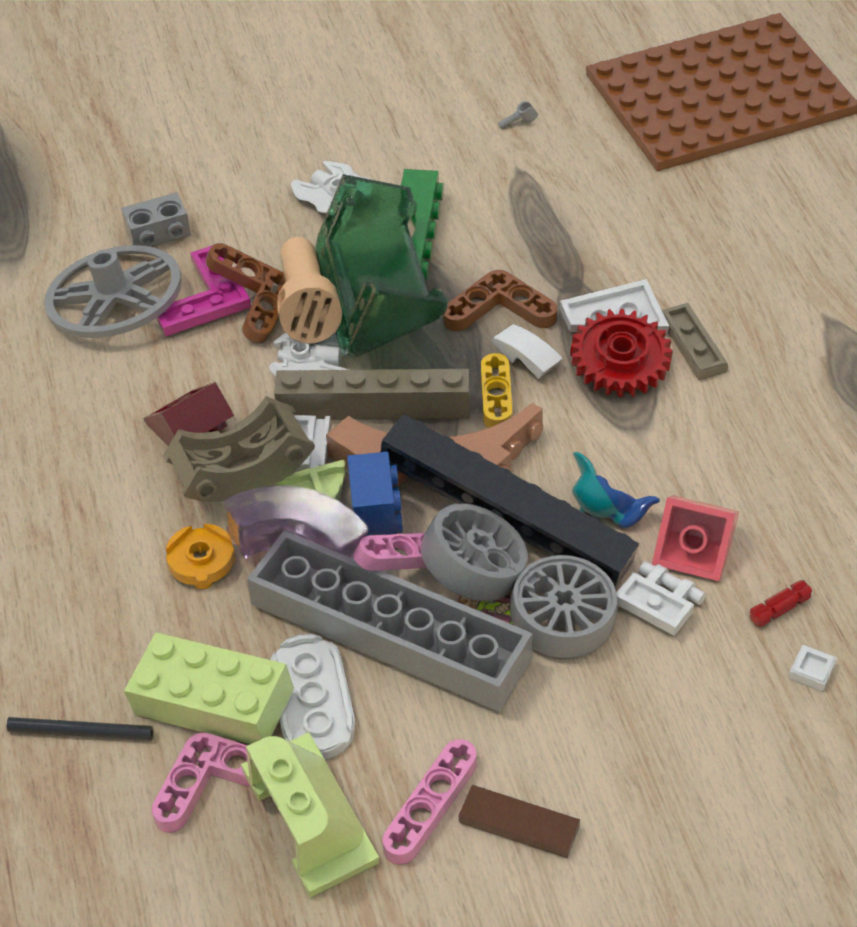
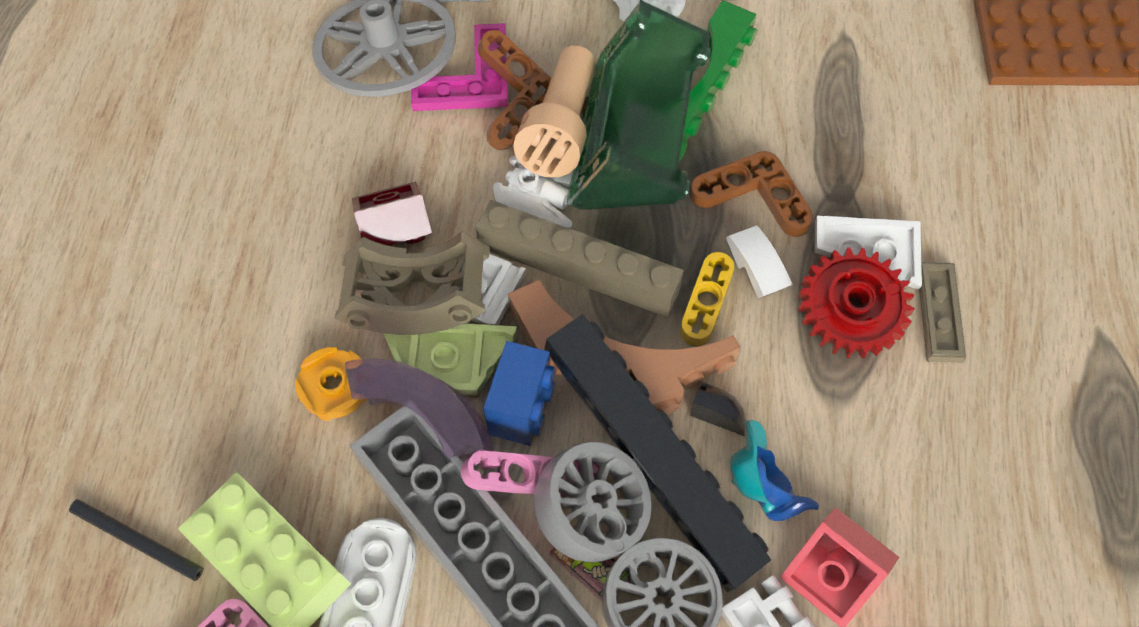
camera: 20 degrees right, 15 degrees up
(545, 465) = (719, 409): none -> black brick

